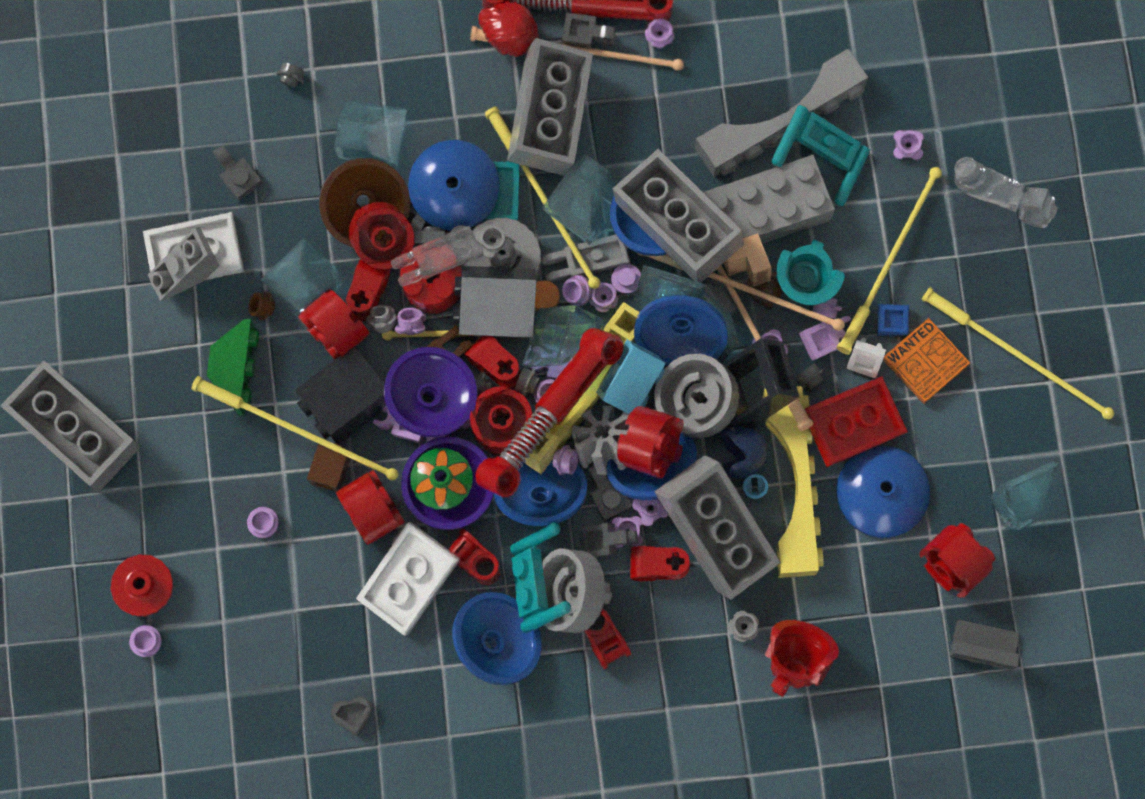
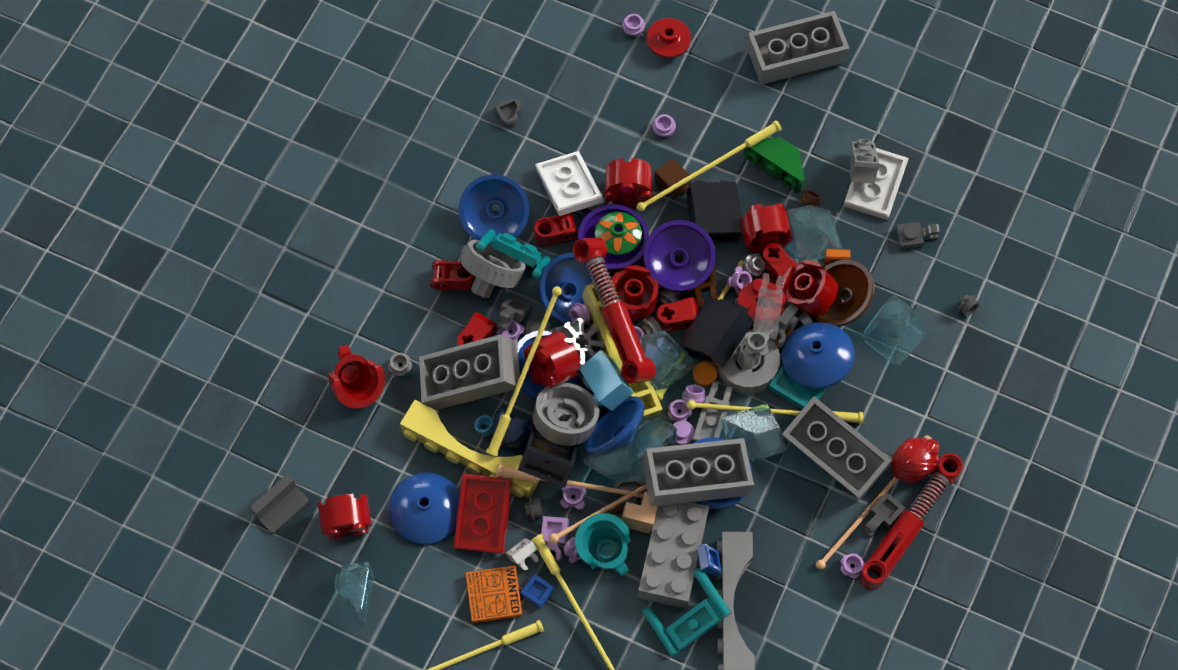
camera: 120 degrees right, 10 degrees down
(318, 235) = (835, 255): none -> orange tile
(748, 451) = (505, 419): none -> light yellow piece
(756, 159) = (709, 560): none -> blue tile

